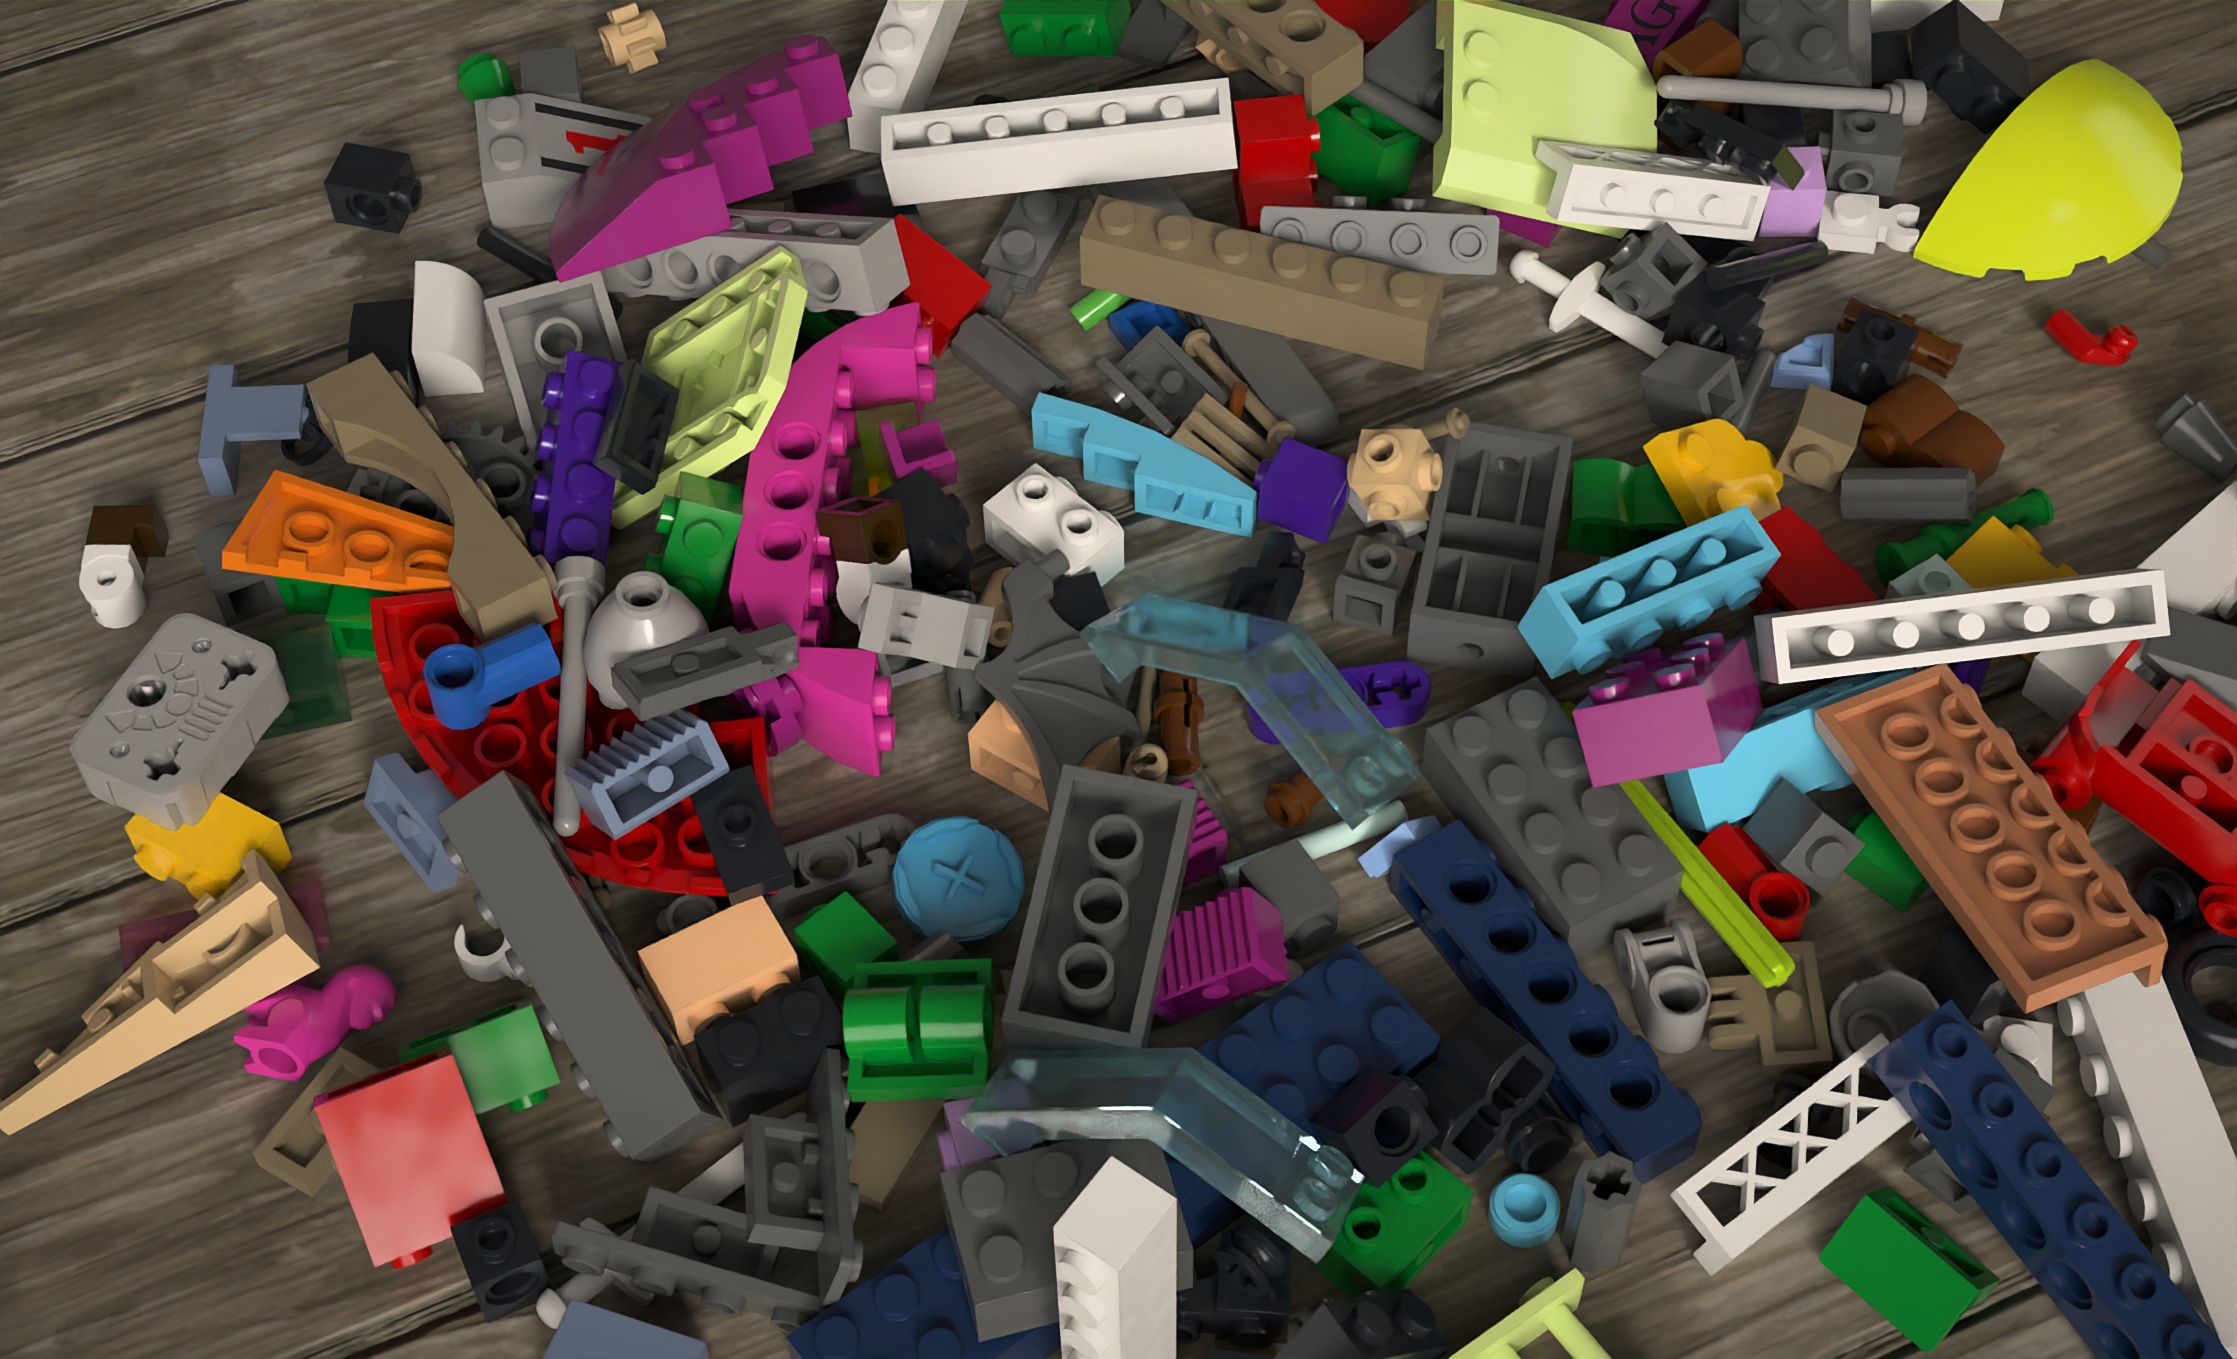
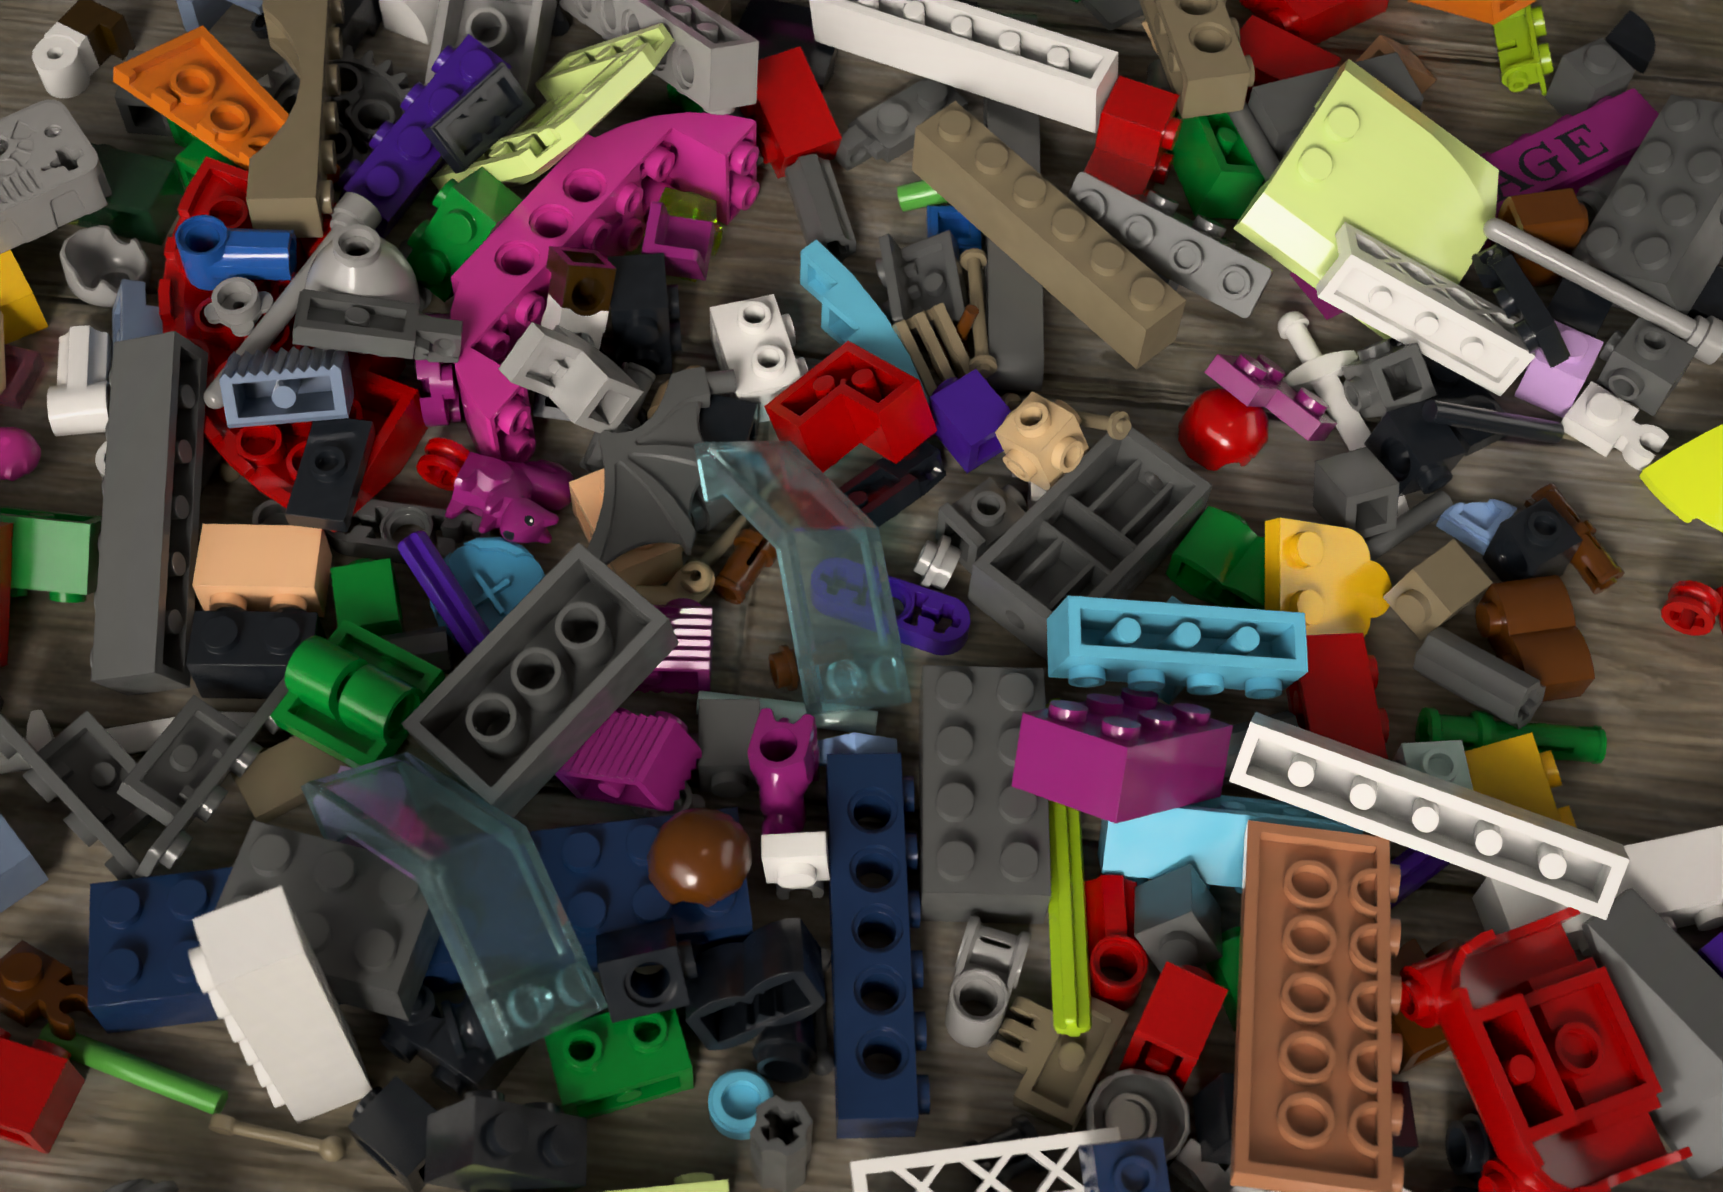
camera: 25 degrees right, 5 degrees up
(324, 767) = (98, 262): none -> light grey hair
(393, 899) = (83, 387): none -> white piece
(521, 709) = (233, 294): none -> light grey plate
(820, 782) = (442, 462): none -> red bush
(914, 777) = (511, 496): none -> magenta animal
(938, 903) = (443, 590): none -> dark purple axle
(1187, 522) = (851, 402): none -> red brick
(1358, 997) = (699, 857): none -> reddish brown hair
(1359, 638) = (937, 563): none -> light grey plate
(1370, 889) = (784, 763): none -> magenta animal
(1437, 962) = (796, 862): none -> white plate
(1528, 388) = (1222, 430): none -> red hair
(1537, 329) = (1260, 384): none -> magenta plate
(1865, 922) = (1175, 1023): none -> red brick
(2038, 347) = (1691, 608): none -> red bush

